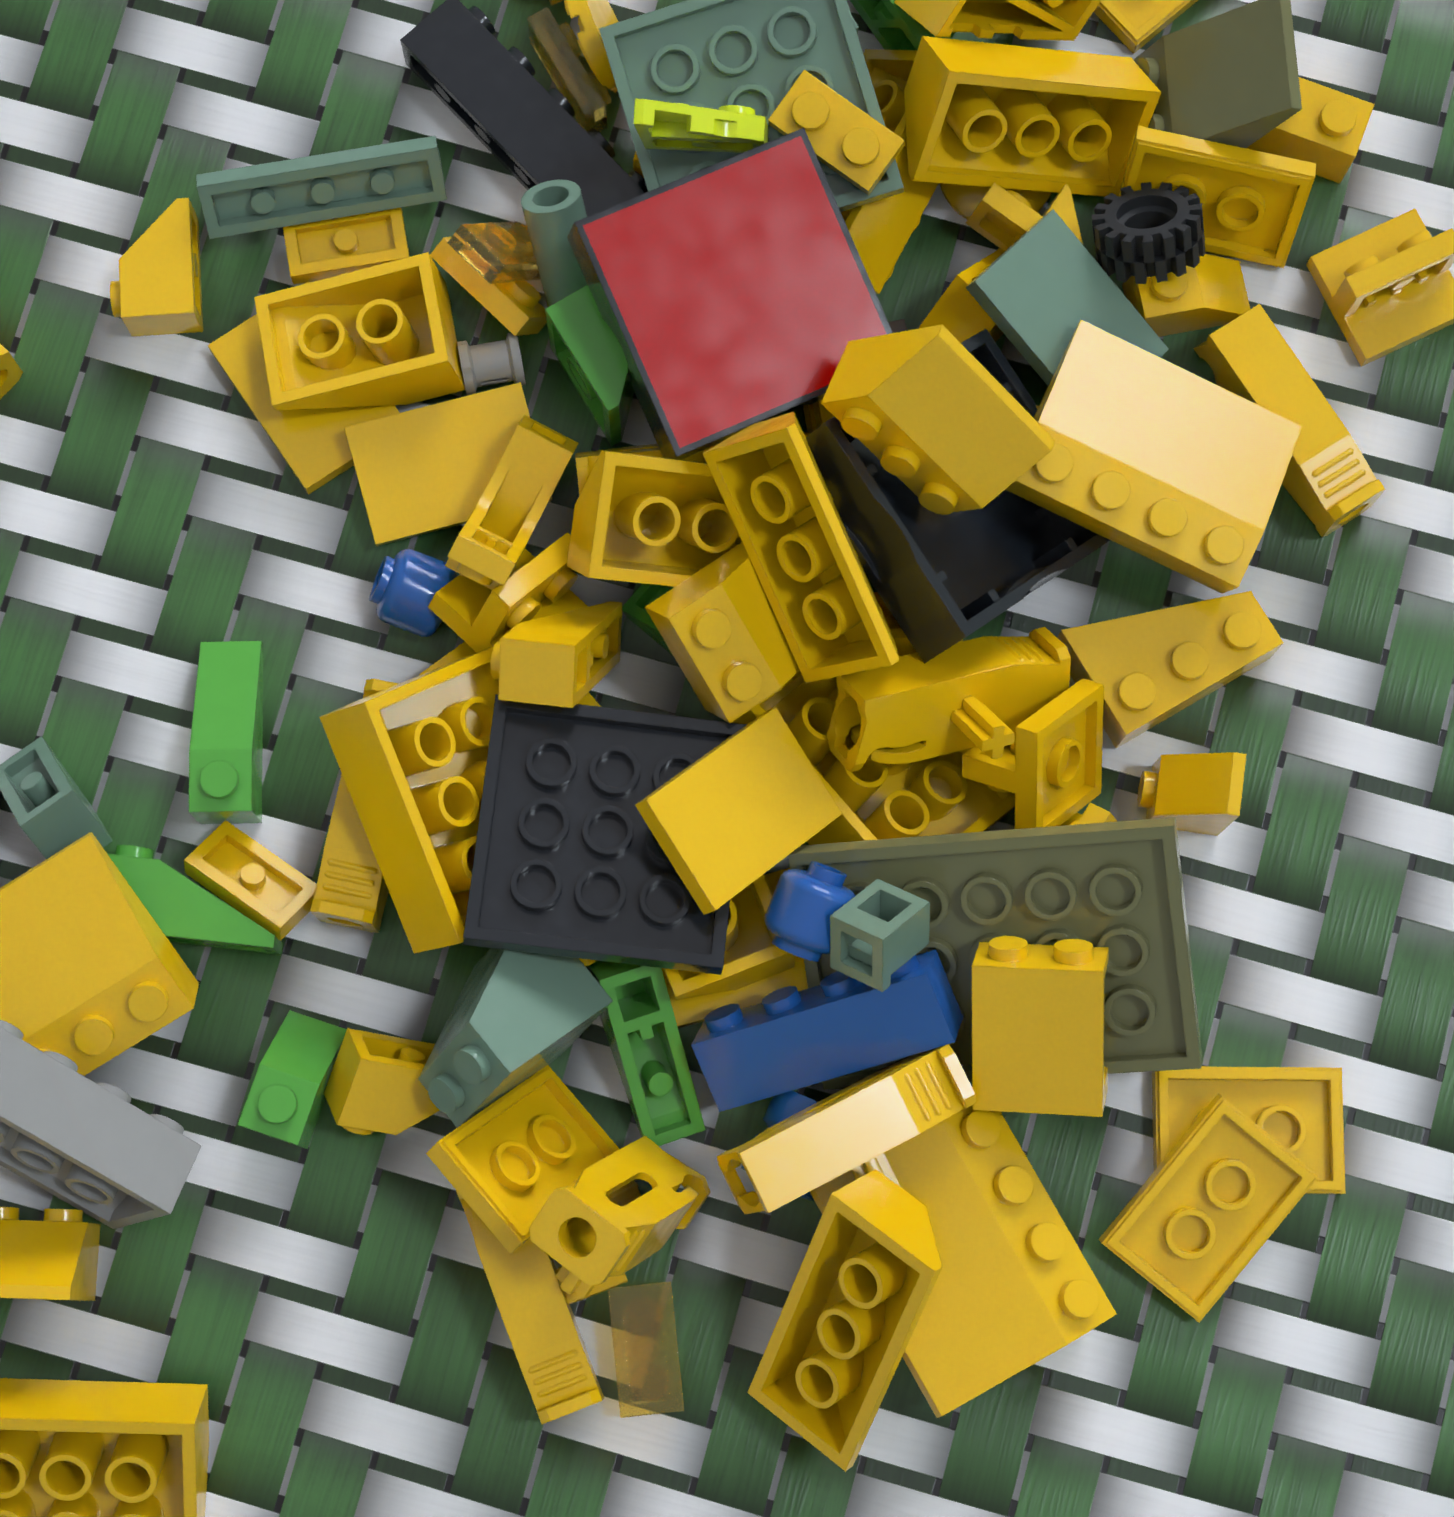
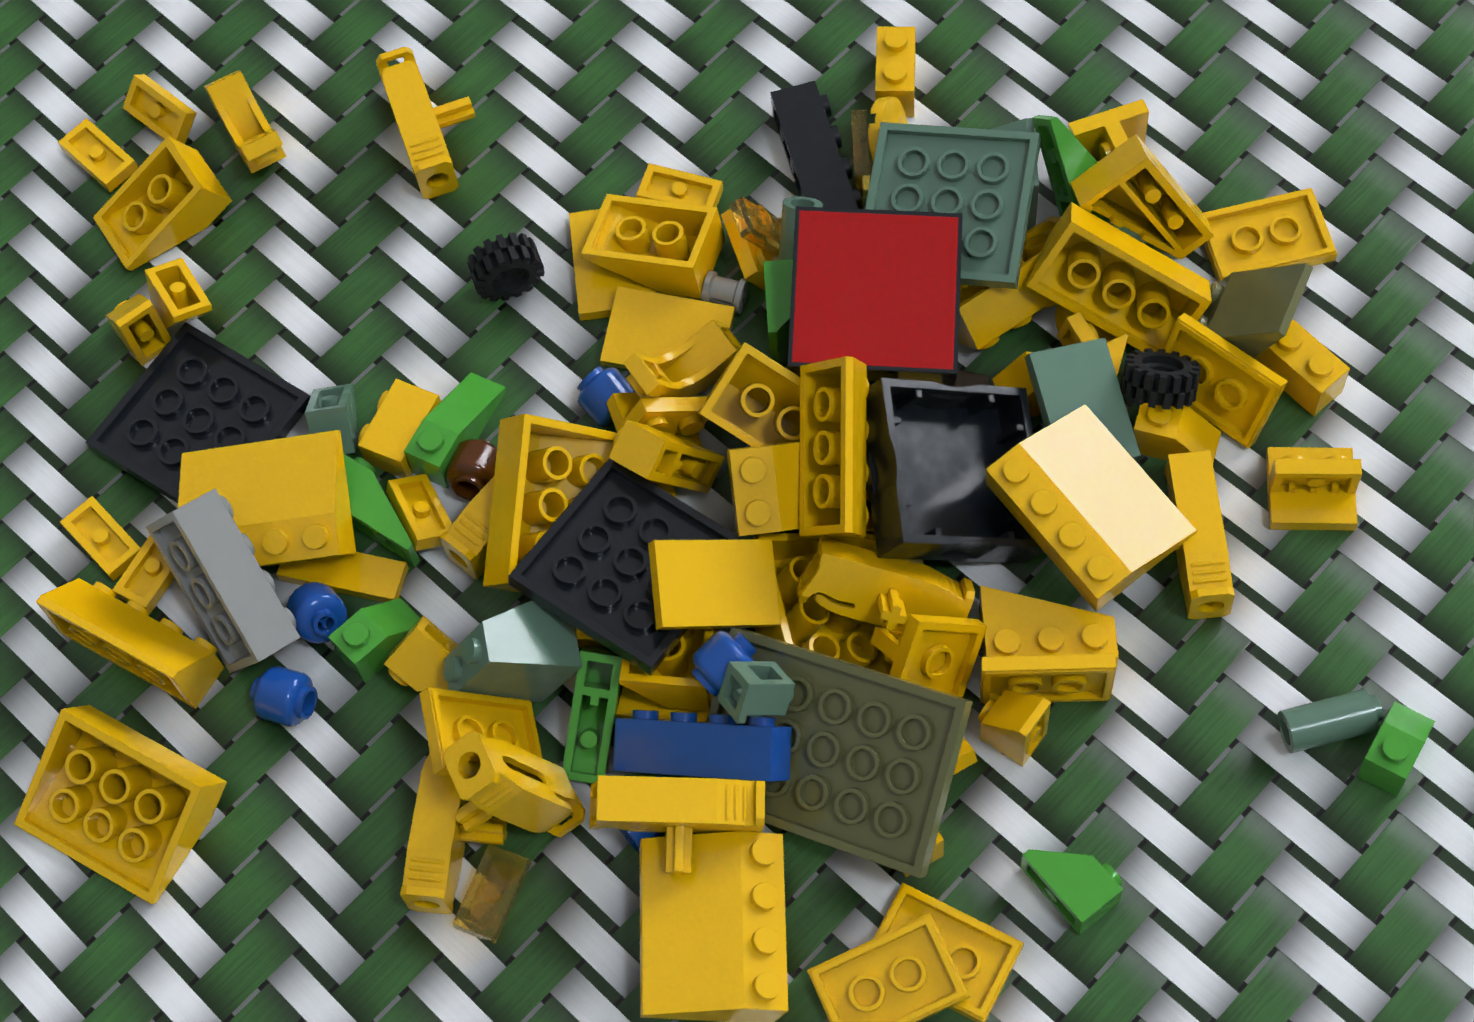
camera: 40 degrees right, 15 degrees down
(150, 773) = (394, 425): none -> yellow brick
(162, 276) = (565, 165): yellow slope -> none
(171, 471) = (505, 266): none -> black tyre
(194, 1092) = (316, 611): none -> blue head
(216, 1229) = (284, 696): none -> blue head
(224, 1006) = (352, 575): none -> yellow tile
(293, 783) = (471, 467): none -> reddish brown head
(321, 187) = (681, 152): sand green fence -> none
(698, 128) = (898, 190): neon yellow wing -> none
(838, 132) = (989, 234): yellow plate -> none
(849, 1315) = (611, 909): yellow slope -> none
(934, 417) = (950, 406): yellow slope -> none
(1039, 1027) = (824, 798): yellow panel -> none
(1207, 713) = (1049, 676): none -> yellow tile
(1370, 965) = (1074, 885): none -> bright green slope

